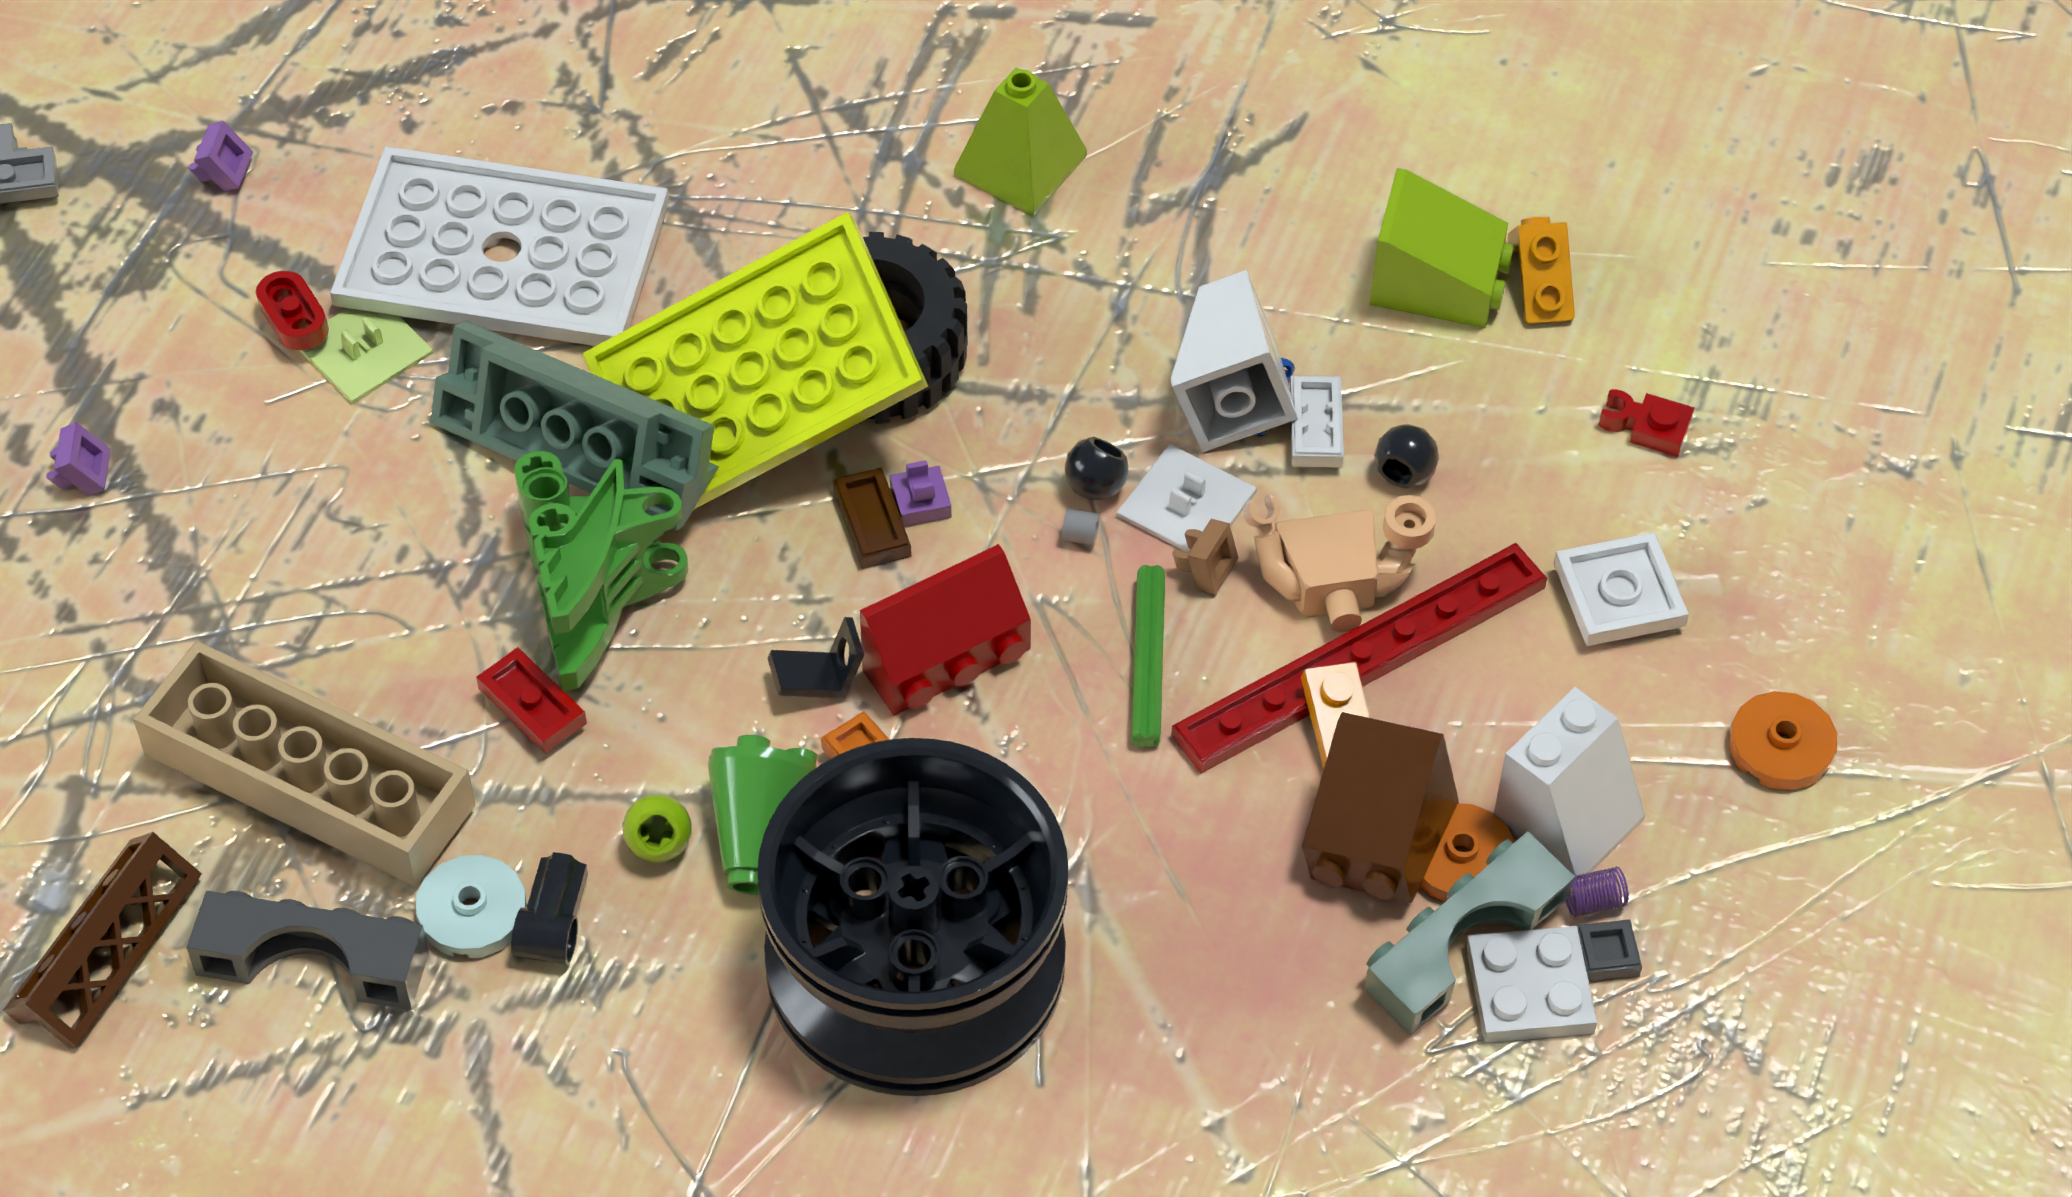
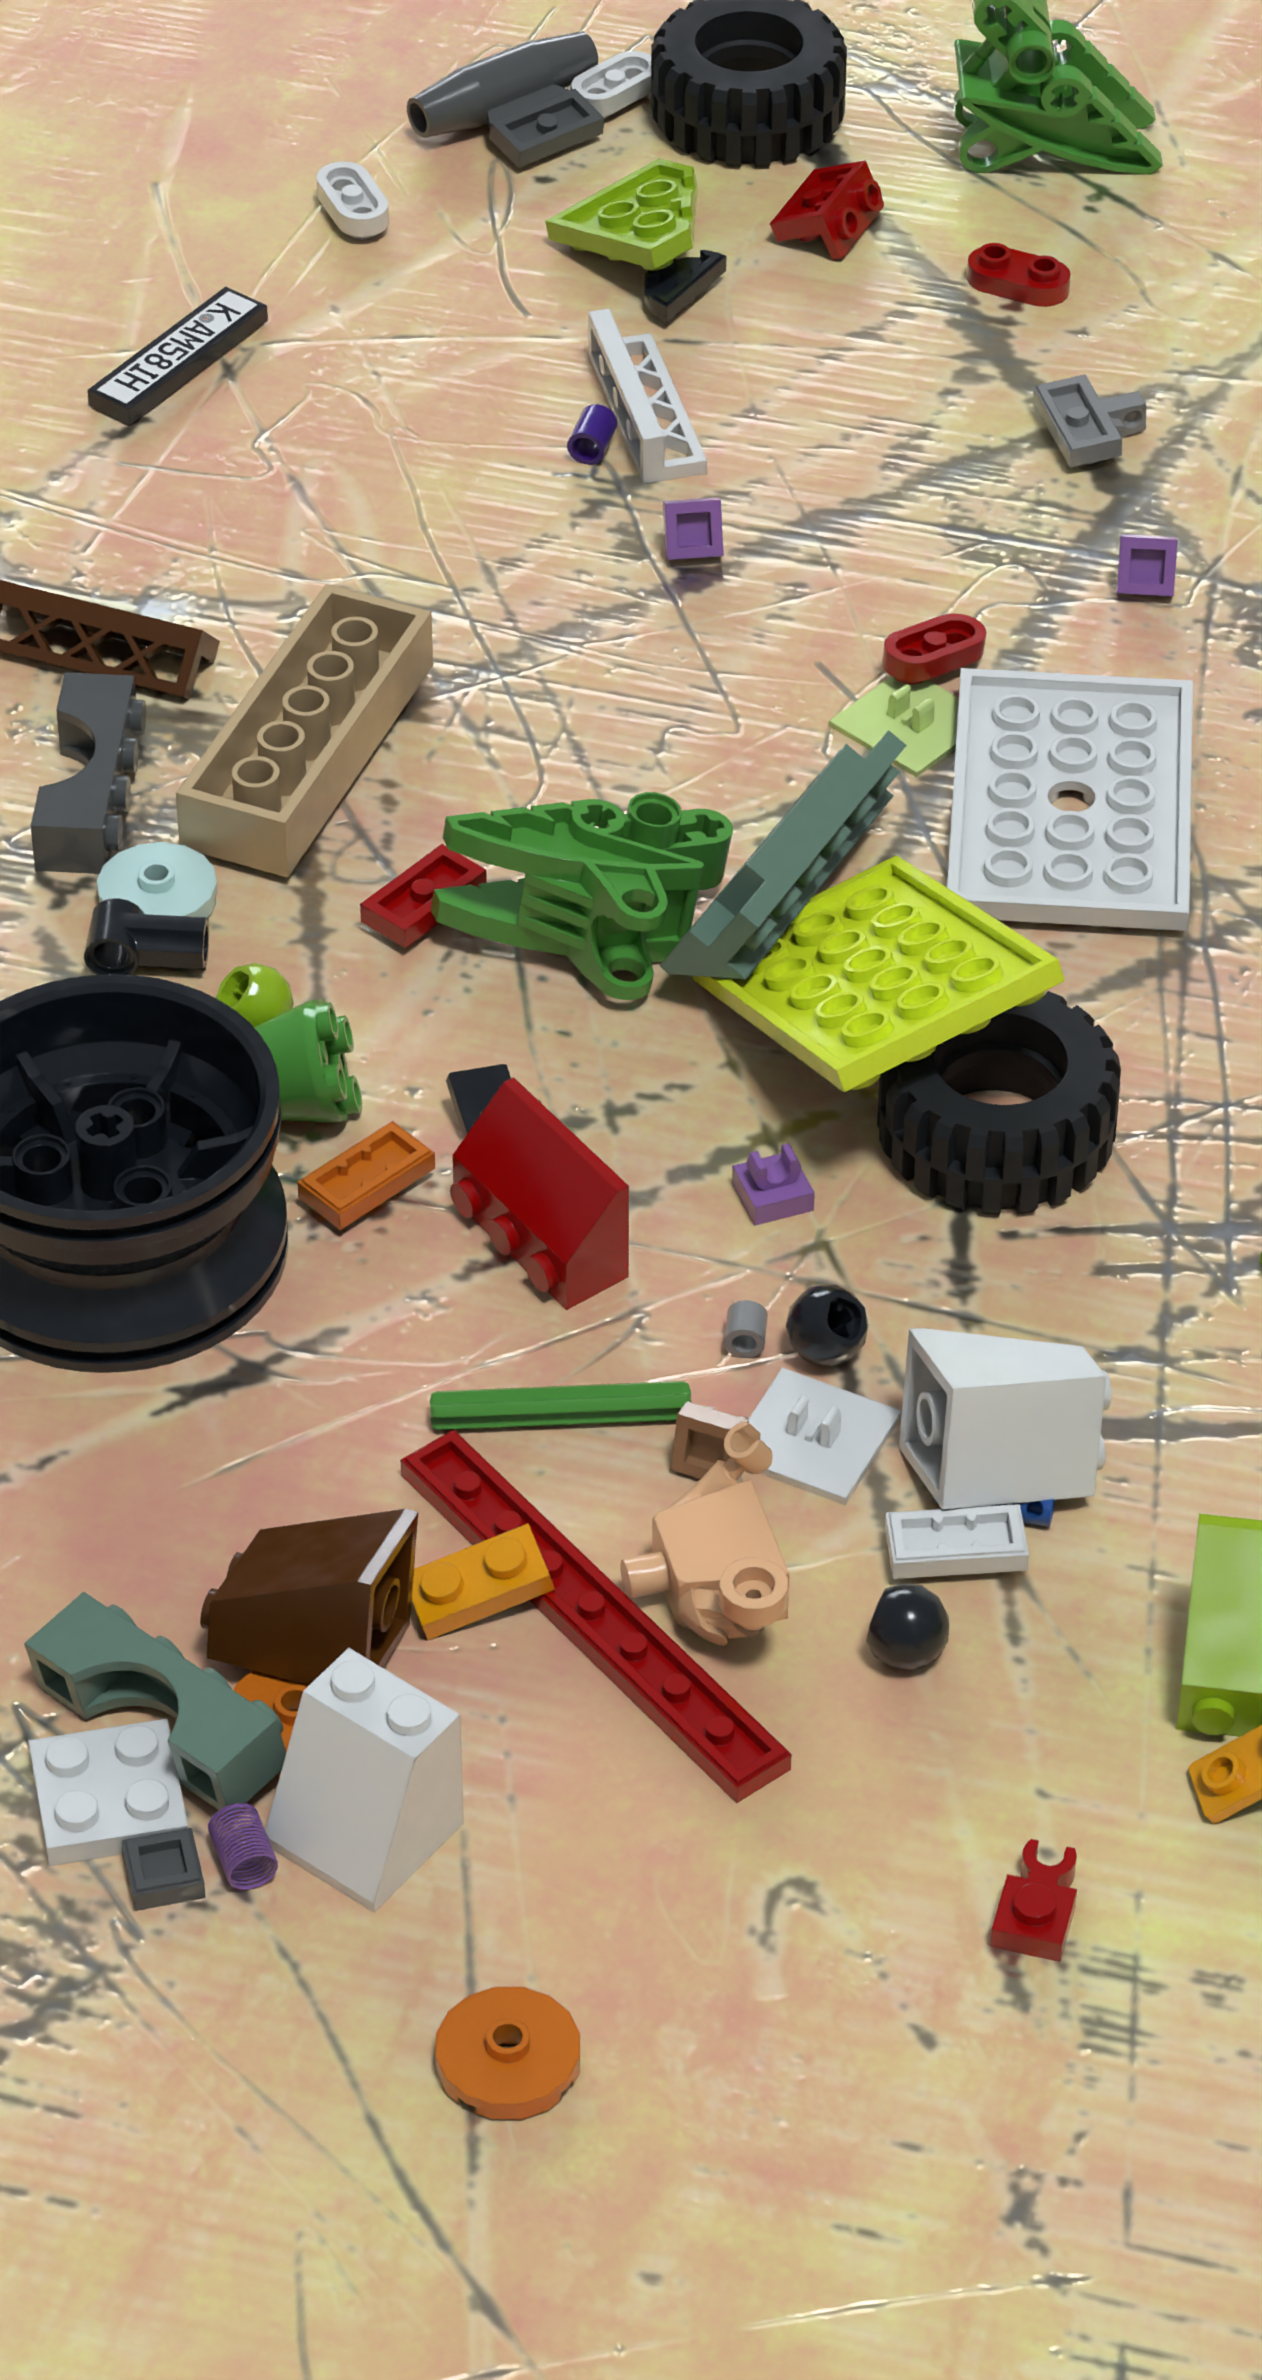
camera: 85 degrees right, 10 degrees down
(872, 518) = (706, 1155): reddish brown tile -> none
(1620, 589) = (728, 1864): white plate -> none

